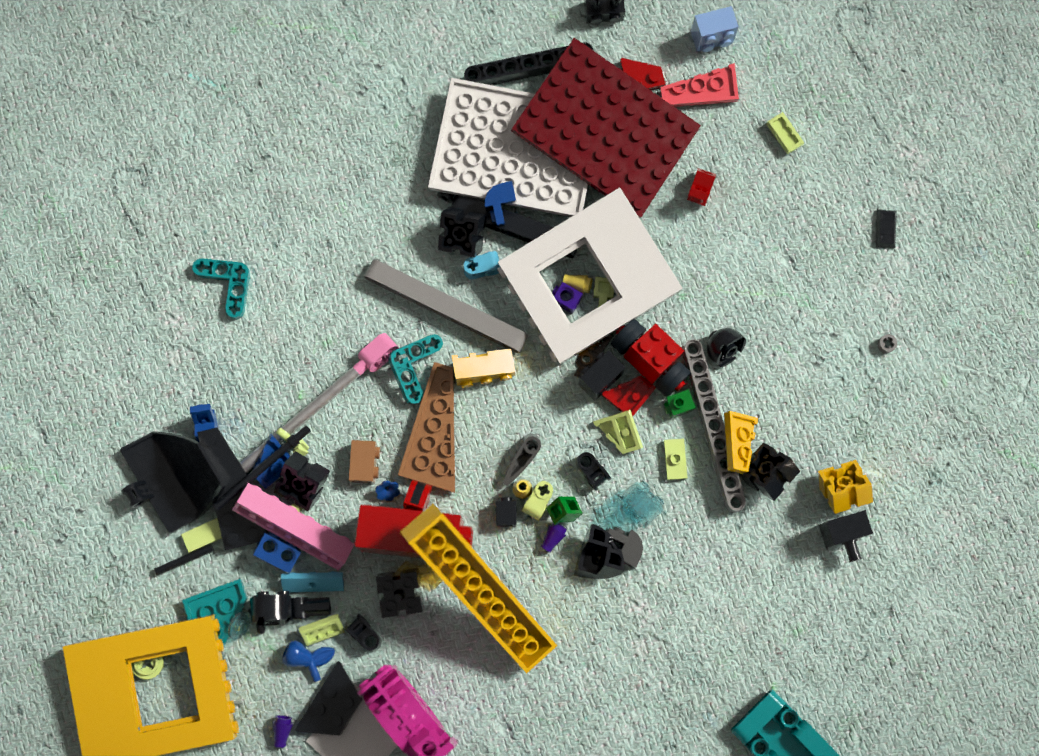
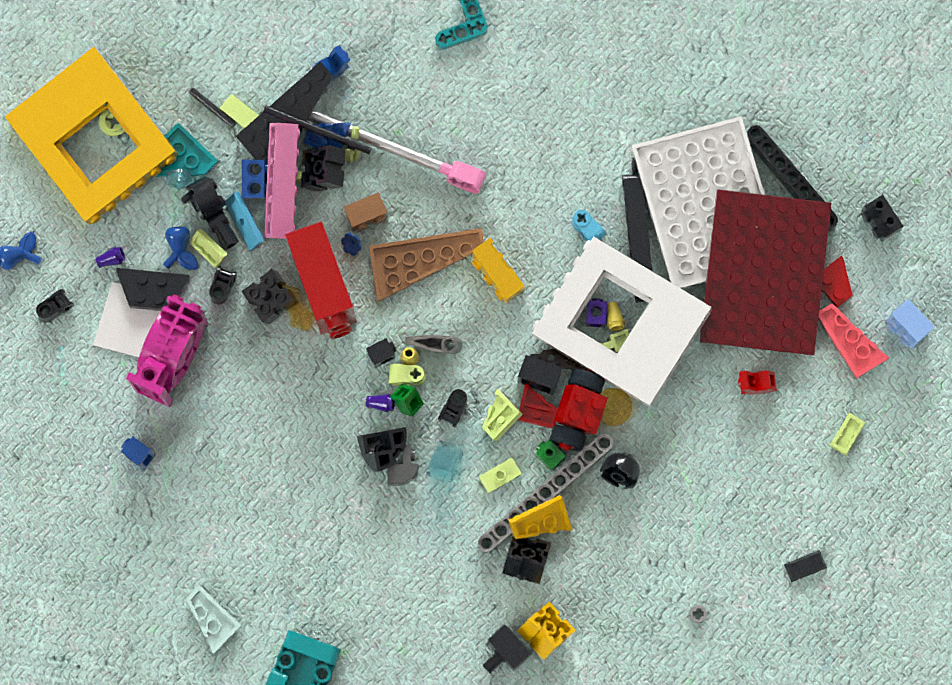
camera: 65 degrees right, 0 degrees up
(172, 476) = (273, 60): black panel -> none
(405, 365) = (466, 205): teal beam -> none
(417, 496) = (356, 270): red brick -> none
(446, 306) = (536, 215): light grey beam -> none
(461, 231) = (606, 193): black brick -> none
(478, 587) = (300, 353): yellow brick -> none
(497, 196) = (649, 207): blue brick -> none
(664, 318) = (617, 408): none -> clear yellow tile

